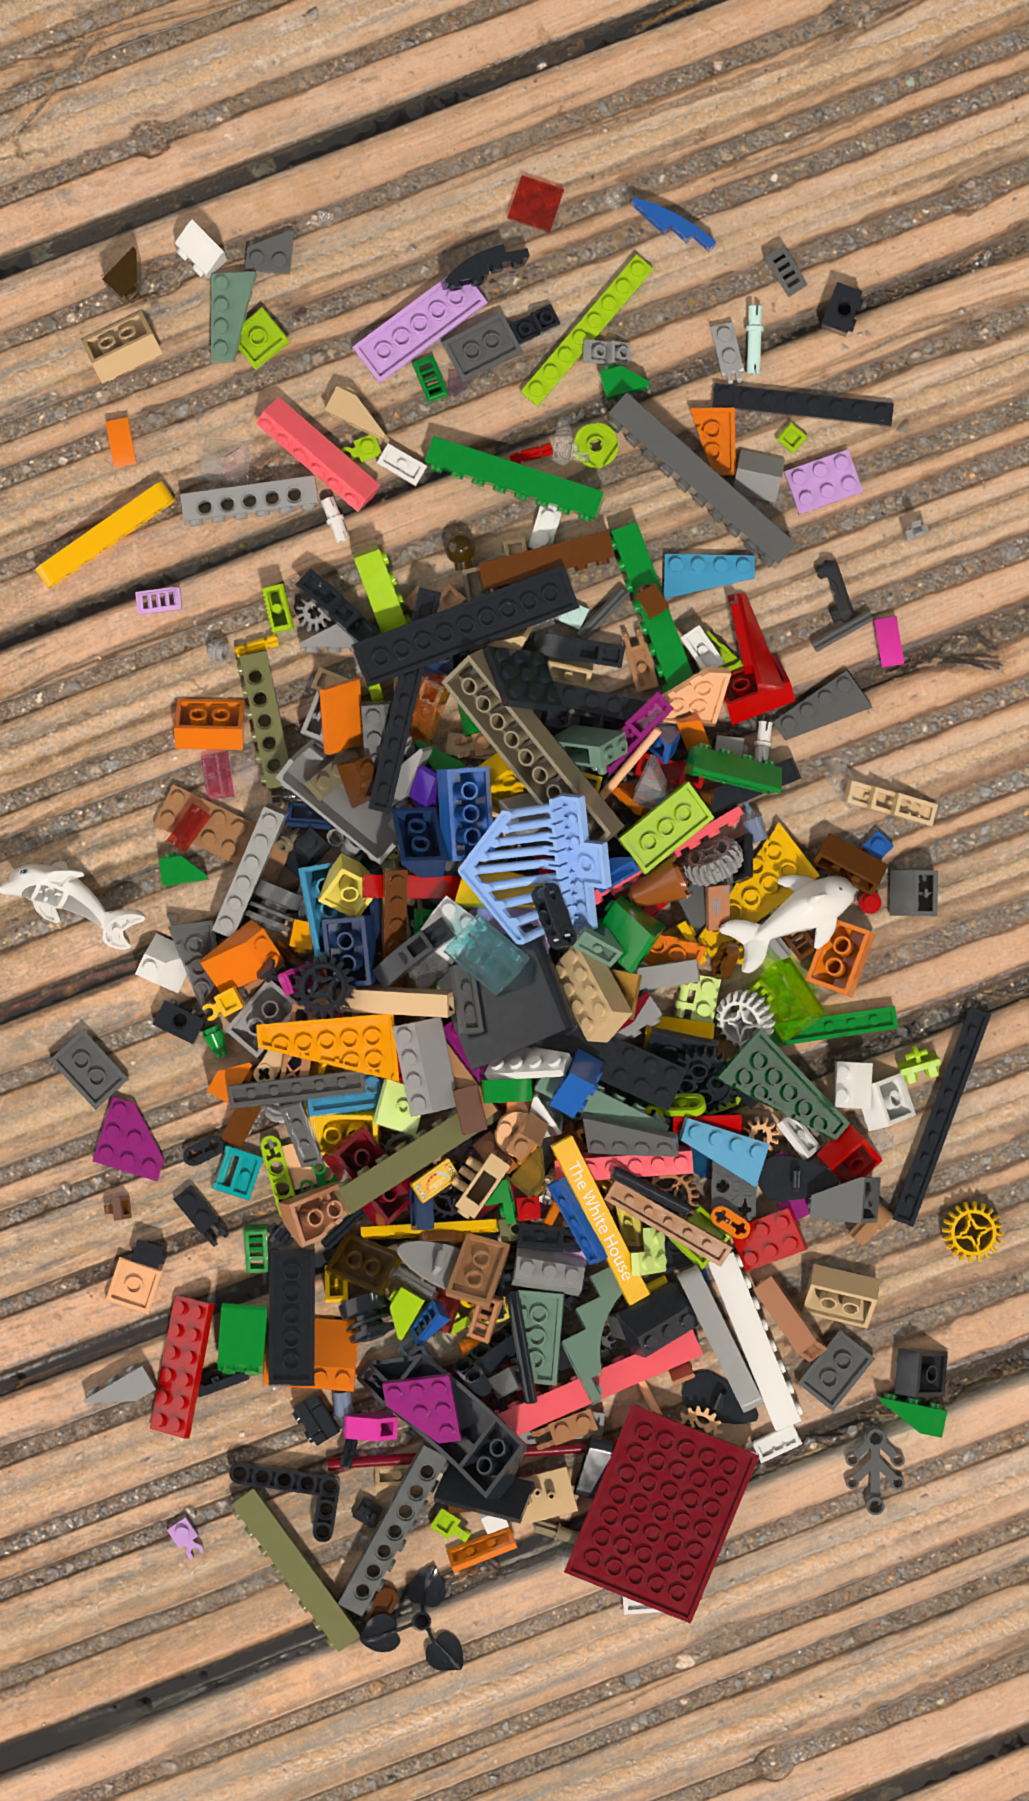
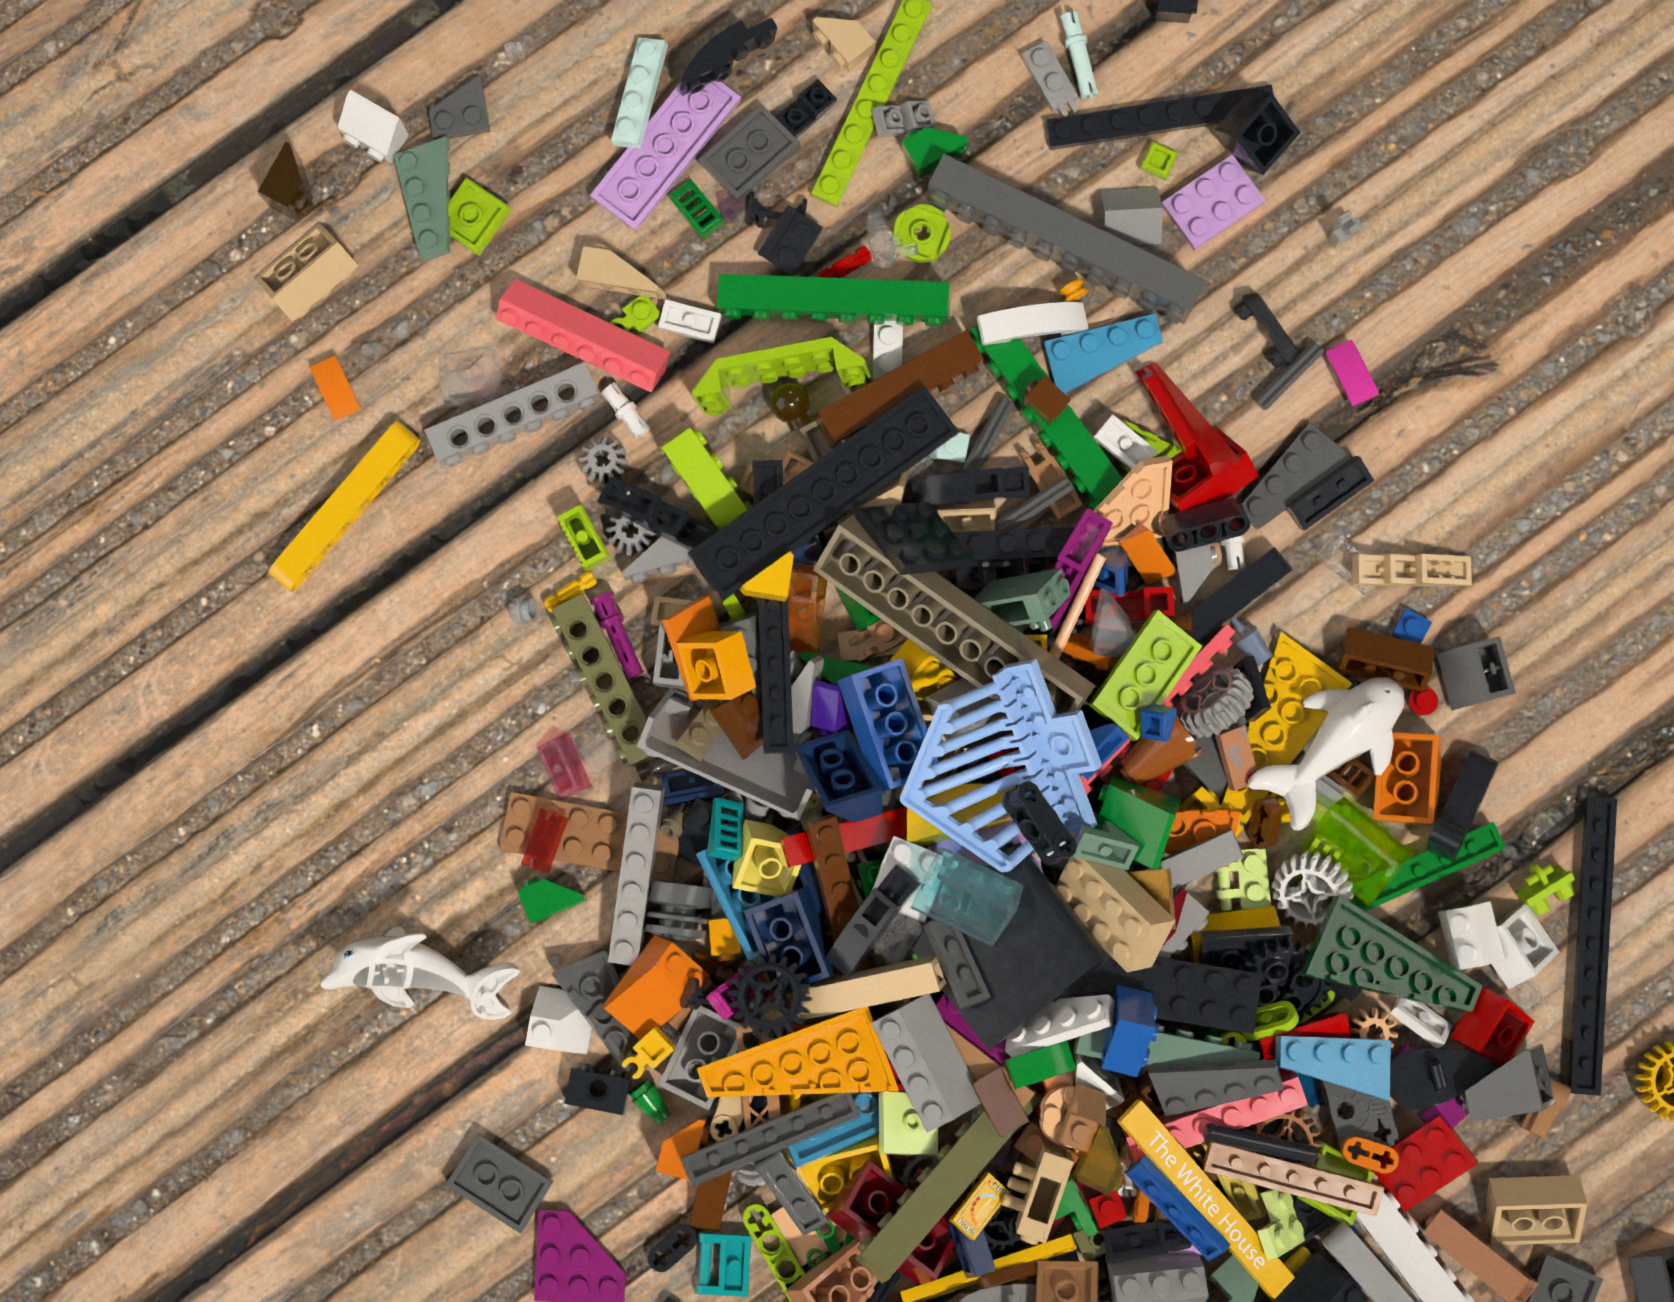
camera: 10 degrees left, 5 degrees down
(166, 591) = (458, 569): lavender slope -> none
(209, 724) = (536, 704): orange slope -> none
(282, 678) = (612, 622): none -> magenta pin
(300, 554) = (592, 465): none -> light grey gear
(313, 869) = (714, 847): none -> teal slope
(350, 733) = (716, 665): none -> light orange brick
(405, 524) = (769, 364): none -> lime slope
(409, 682) = (771, 582): none -> yellow slope
(411, 277) = (639, 93): none -> light aqua plate
(495, 424) = (790, 240): none -> black plate
(503, 404) = (758, 210): none -> black piece
(579, 278) = (845, 39): none -> tan slope
(622, 676) = (1035, 504): none -> dark grey axle
(659, 537) = (1032, 321): none -> white slope
(663, 865) = (1157, 722): none -> blue slope
(698, 521) = (1074, 290): none -> light orange bush
(717, 437) = (1067, 181): orange wing -> none
(734, 770) = (1210, 579): green slope -> none
(743, 727) = (1205, 525): none -> black beam
(846, 728) = (1330, 493): none -> black plate
(859, 1004) = (1462, 806): none -> black beam
(870, 438) = (1257, 130): none -> black brick

